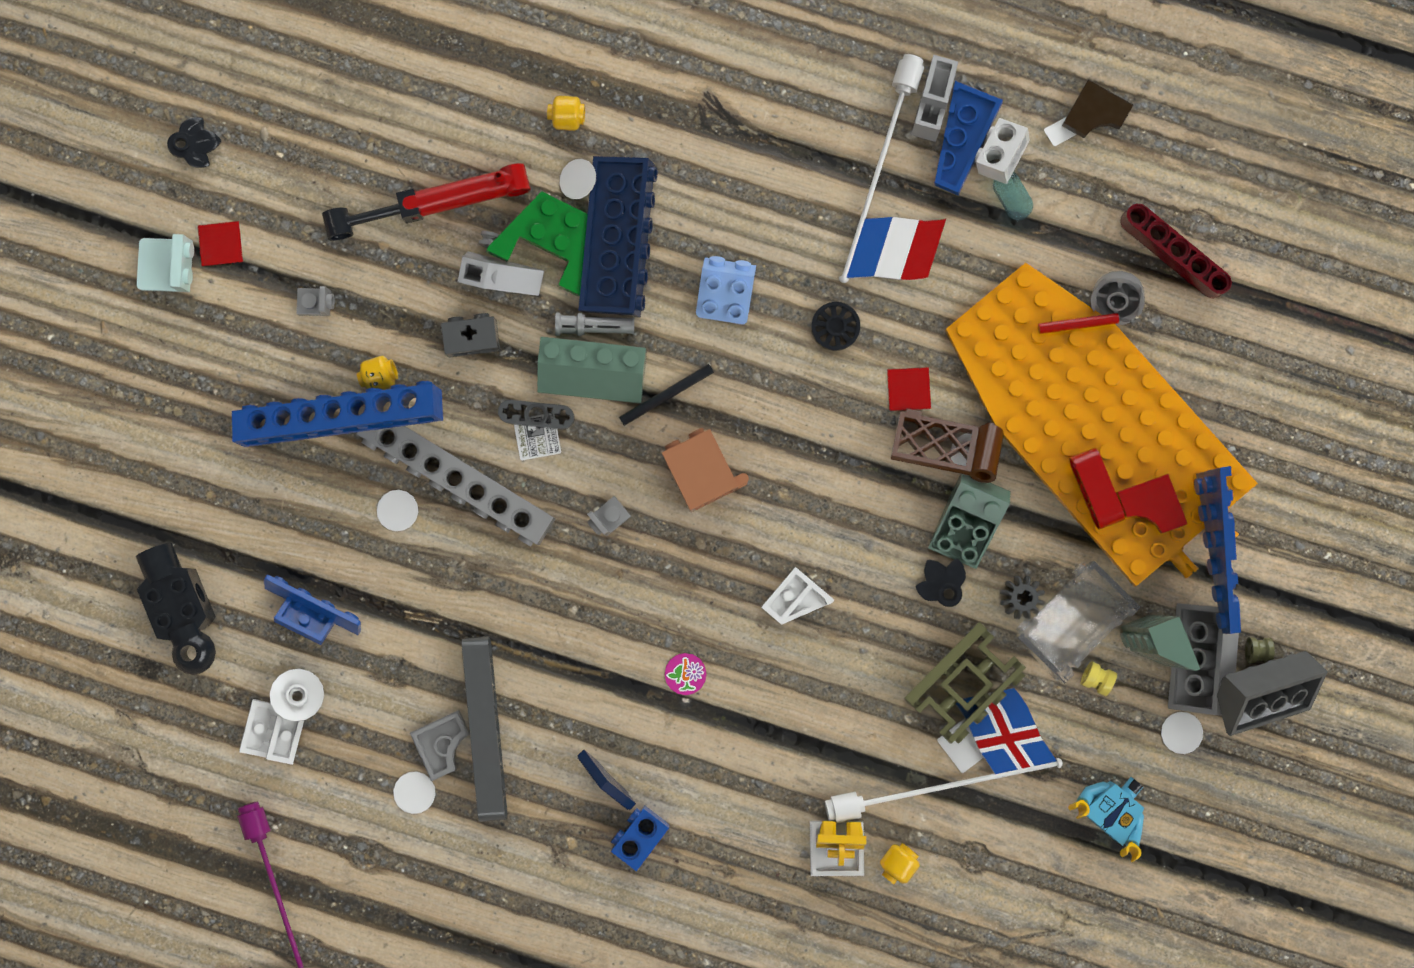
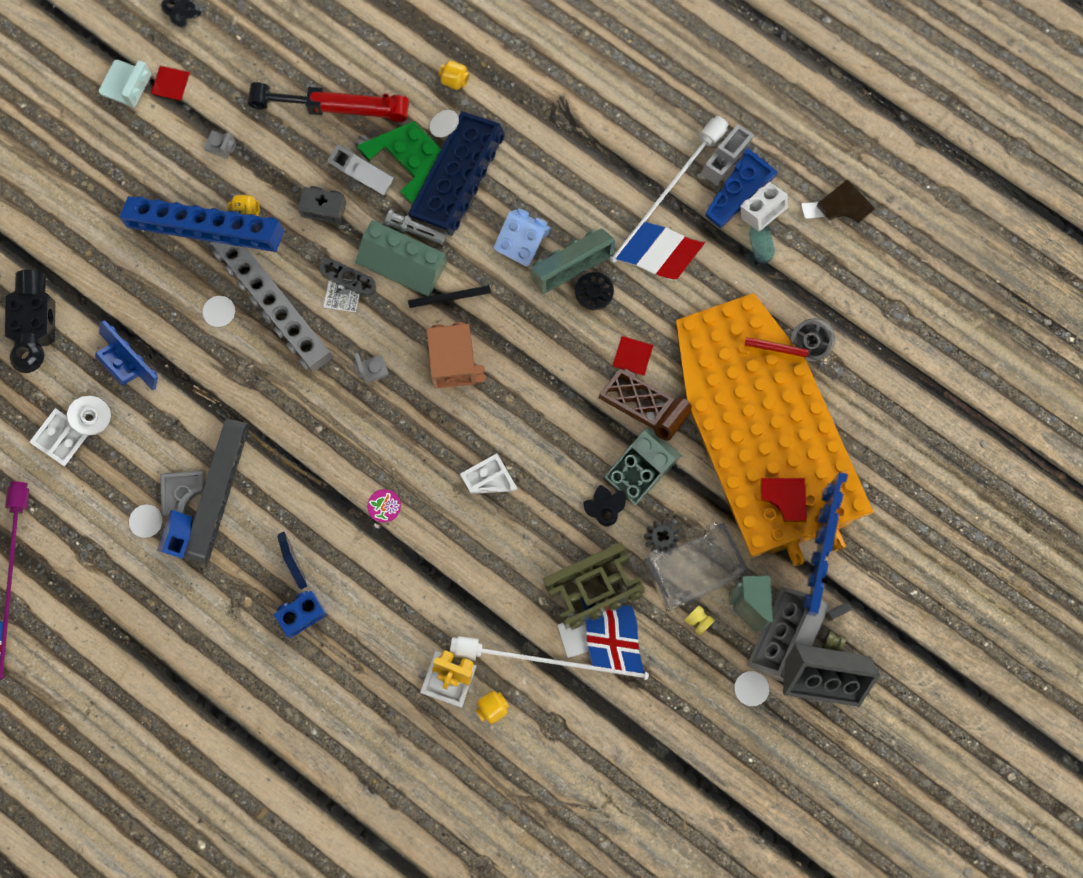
camera: 20 degrees right, 10 degrees down
(459, 800) = (175, 534): none -> blue slope
(797, 299) = (572, 260): none -> sand green slope
(1097, 488) = (746, 470): red beam -> none
(1114, 812) = (674, 727): medium azure torso -> none
(1188, 252) = (871, 333): dark red beam -> none
(1253, 611) = (838, 611): none -> dark grey tile

